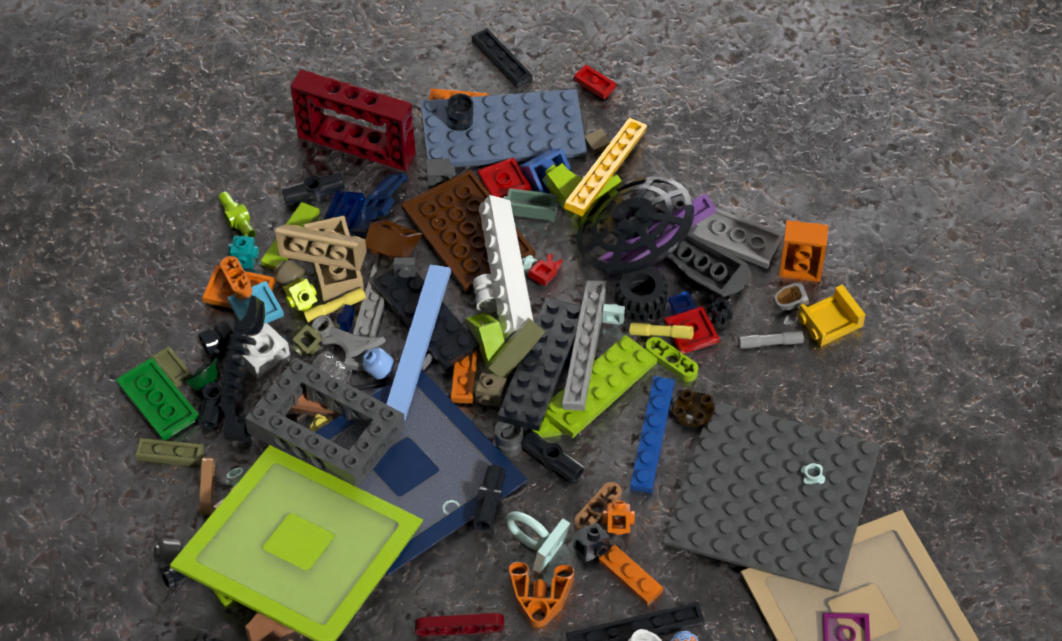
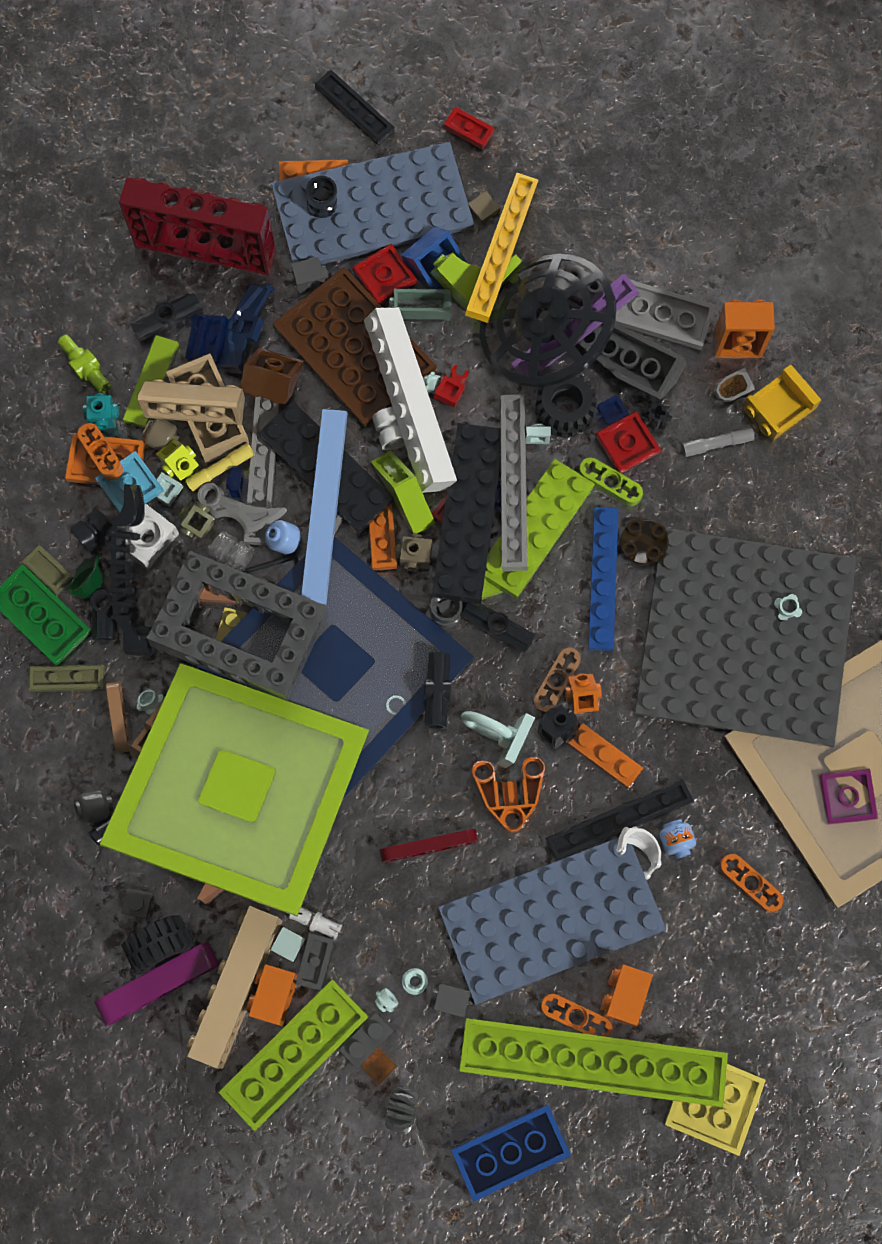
camera: 10 degrees left, 20 degrees up
(289, 319) = (171, 489): none -> light aqua plate
(404, 267) = (293, 415): dark grey plate -> none
(516, 348) = (437, 503): olive tile -> none
(674, 331) = (571, 449): light yellow piece -> none

